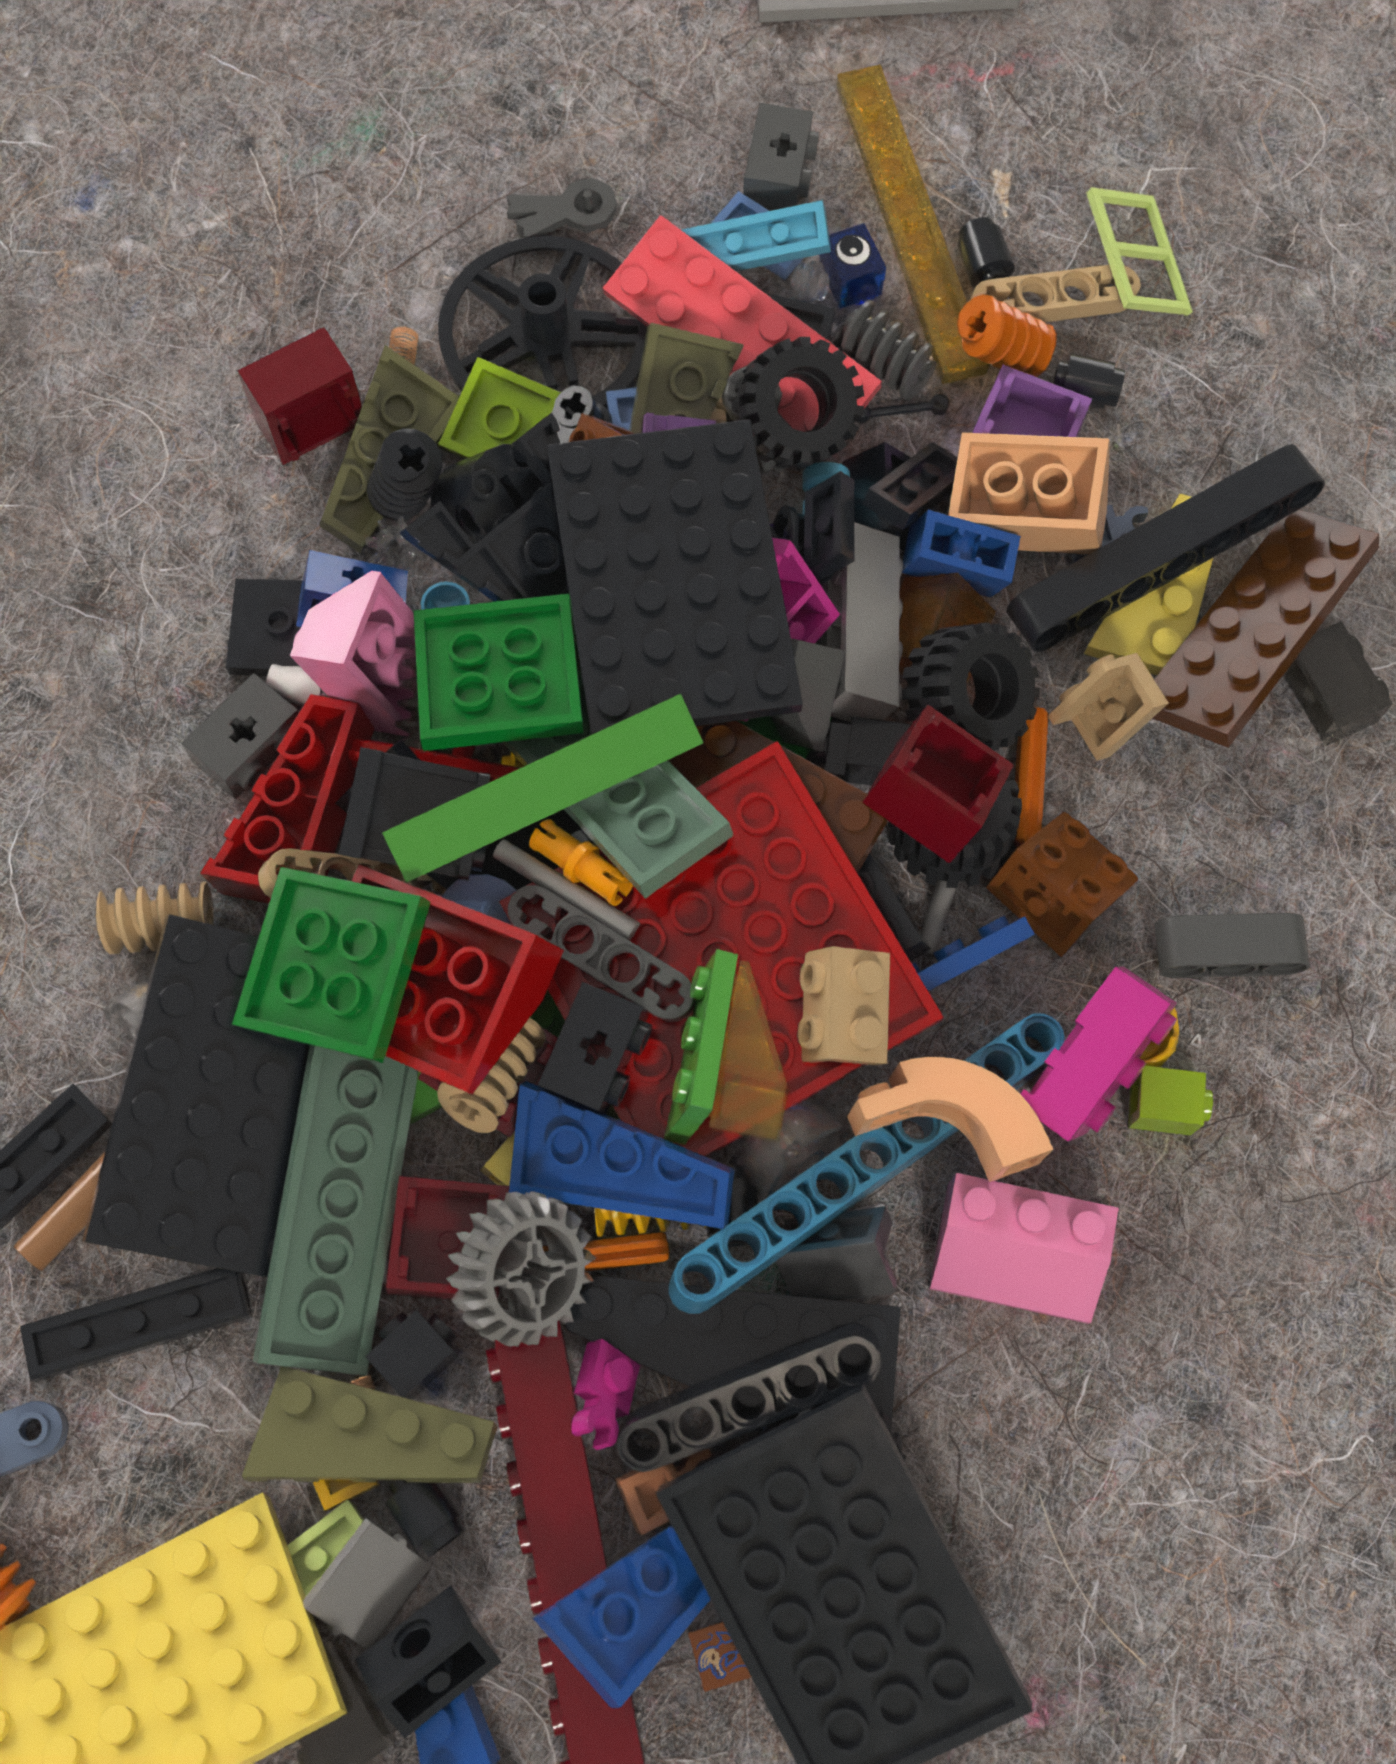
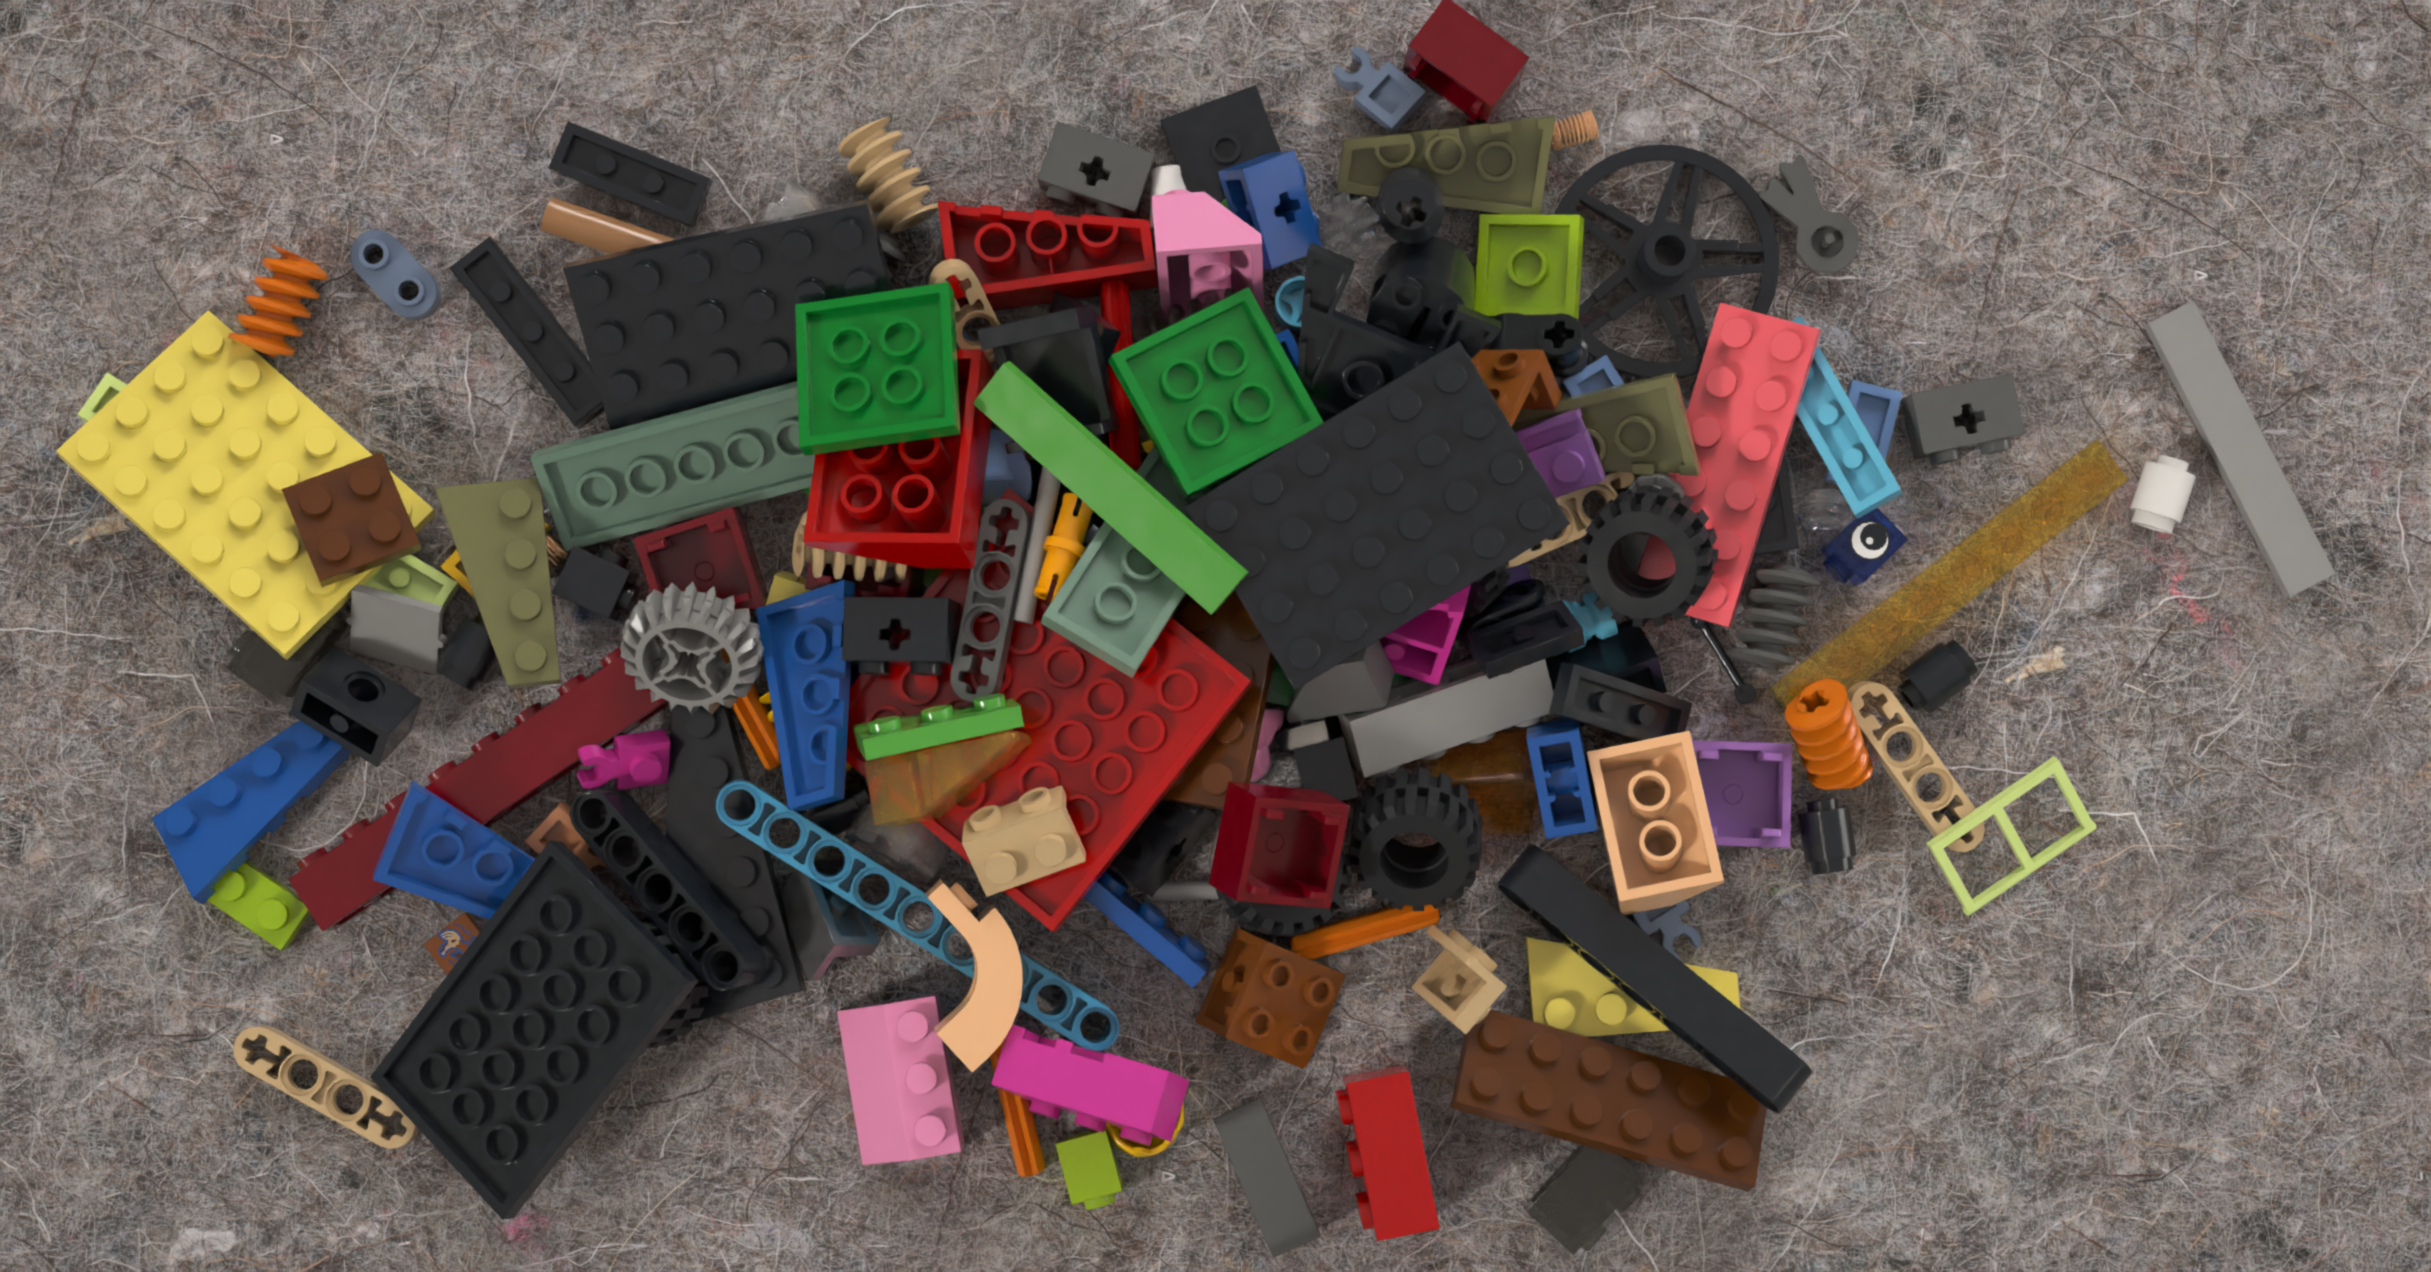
camera: 70 degrees right, 15 degrees up
(232, 1578) = (351, 519): none -> reddish brown plate
(297, 479) = (1384, 94): none -> sand blue plate
(902, 49) = (2162, 494): none -> white brick
(1104, 1153) = (1020, 1128): none -> orange axle
(1249, 821) = (1387, 1153): none -> red brick

